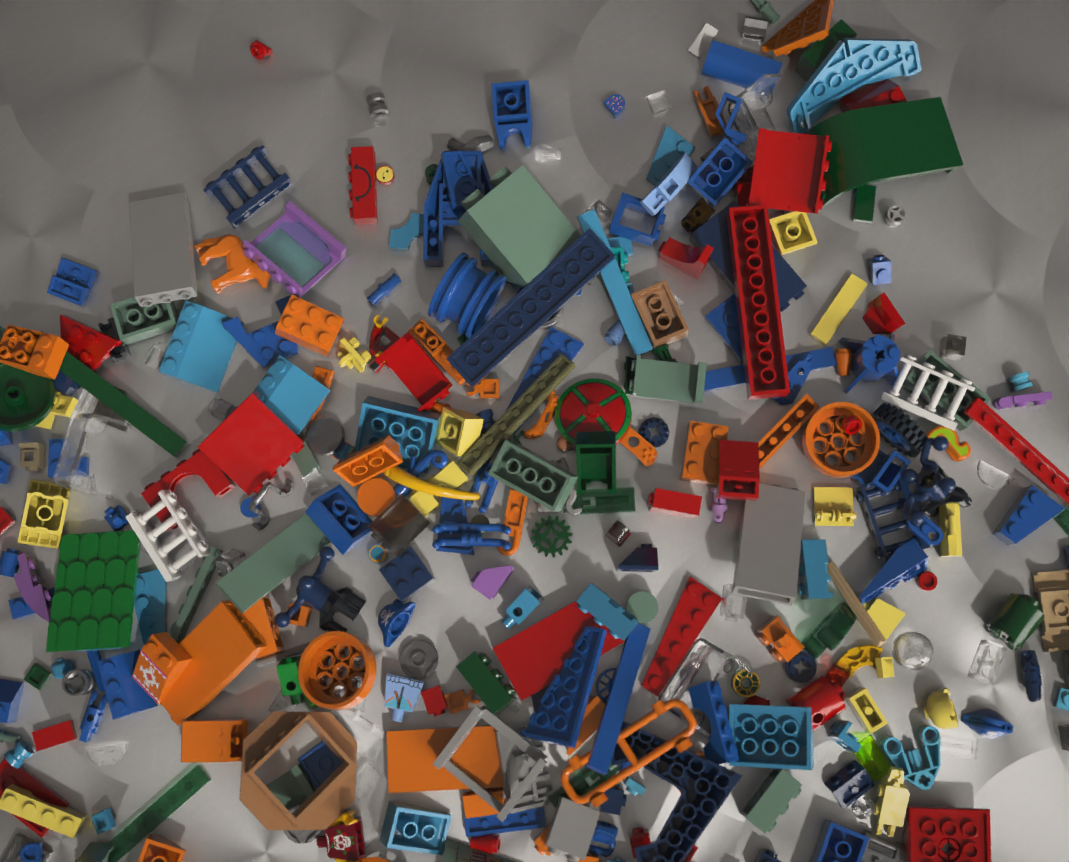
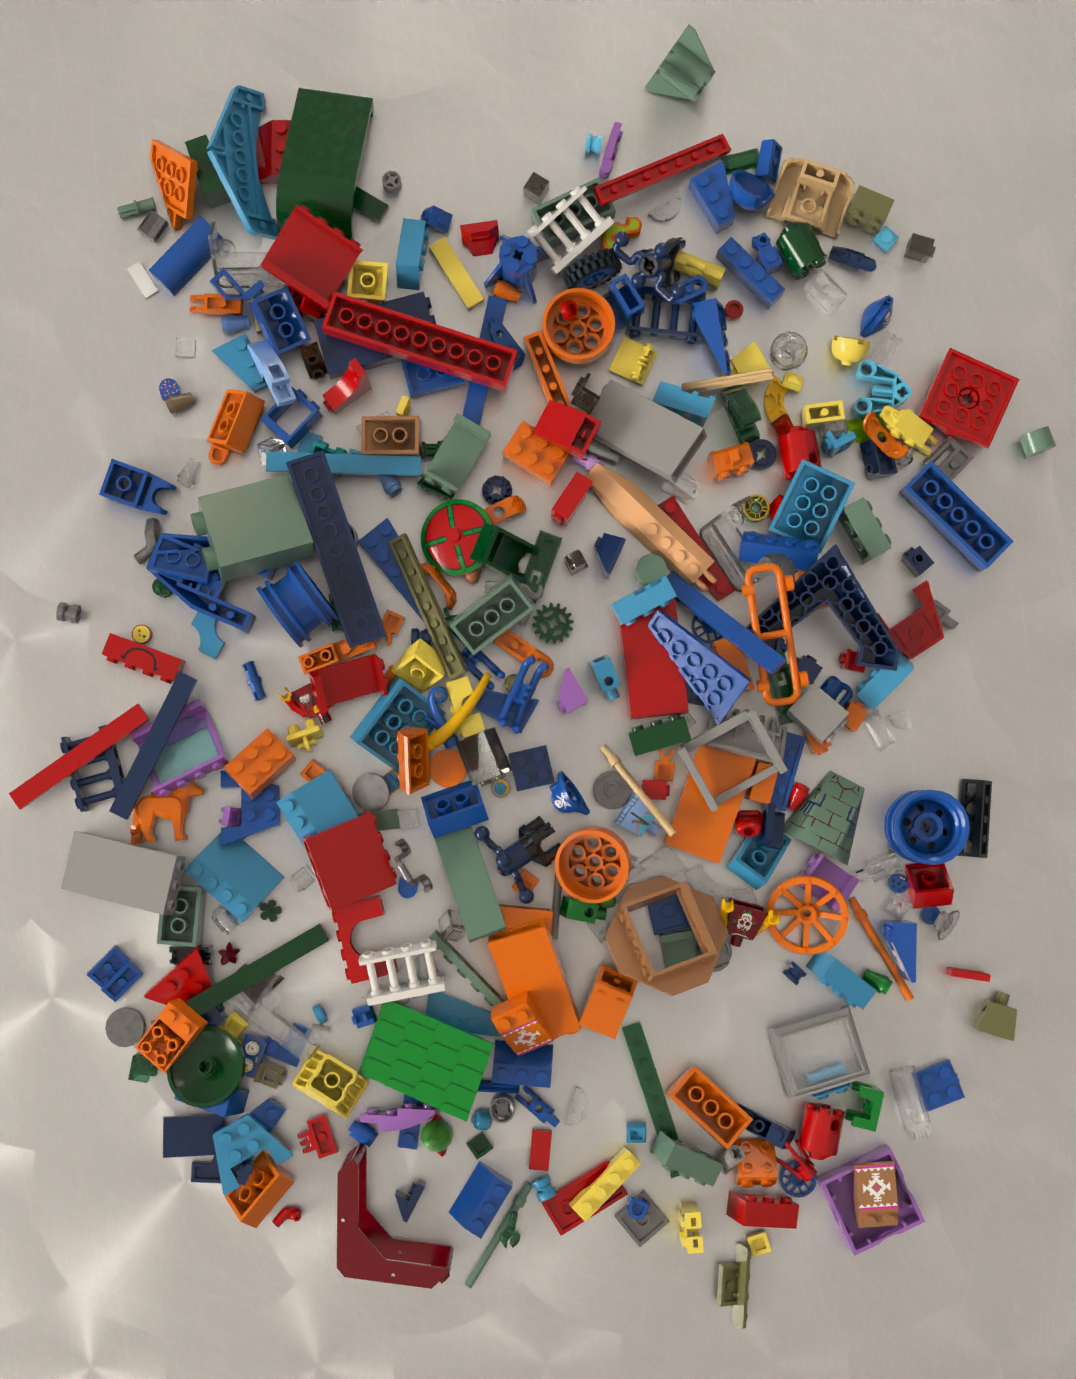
camera: 75 degrees left, 5 degrees up
(28, 310) = (125, 1027): none -> flat silver tile
(31, 632) = (437, 1135): none -> bright green hat
(46, 431) = (253, 1050): none -> slope
(104, 477) = (320, 1013): none -> dark azure tile
(127, 373) = (228, 954): none -> dark red plant
(181, 393) = (270, 911): none -> dark green plant
(251, 167) = (79, 756): none -> red tile
(252, 321) = (231, 816): none -> medium lavender tile
(287, 226) = (153, 745): none -> dark blue tile
(436, 806) = (749, 825): none -> red piece
(444, 830) = (772, 828): none -> dark blue panel
(445, 651) = (616, 763): none -> tan bar
(575, 172) = (219, 455): none -> orange tile
(606, 117) = (179, 402): none -> dark tan cone
(612, 173) = (236, 420): none -> orange slope
(634, 787) = (804, 645): medium azure plate -> none
(684, 591) = (651, 525): none -> light nougat hinge
(692, 314) = (403, 406): none -> light yellow tile
(700, 133) = (234, 323): none -> medium blue cone
(733, 515) = (604, 453): none -> light grey pin
(775, 473) = (583, 397): none -> clear smoke bracket
(837, 260) = (411, 253): none -> dark azure wedge
(857, 728) = (835, 427): none -> clear piece
(865, 791) = (890, 447): none -> orange piece
(969, 581) = (750, 272): none -> blue brick
(992, 592) = (767, 255): none -> blue brick
(1048, 547) = (750, 191): none -> blue cylinder

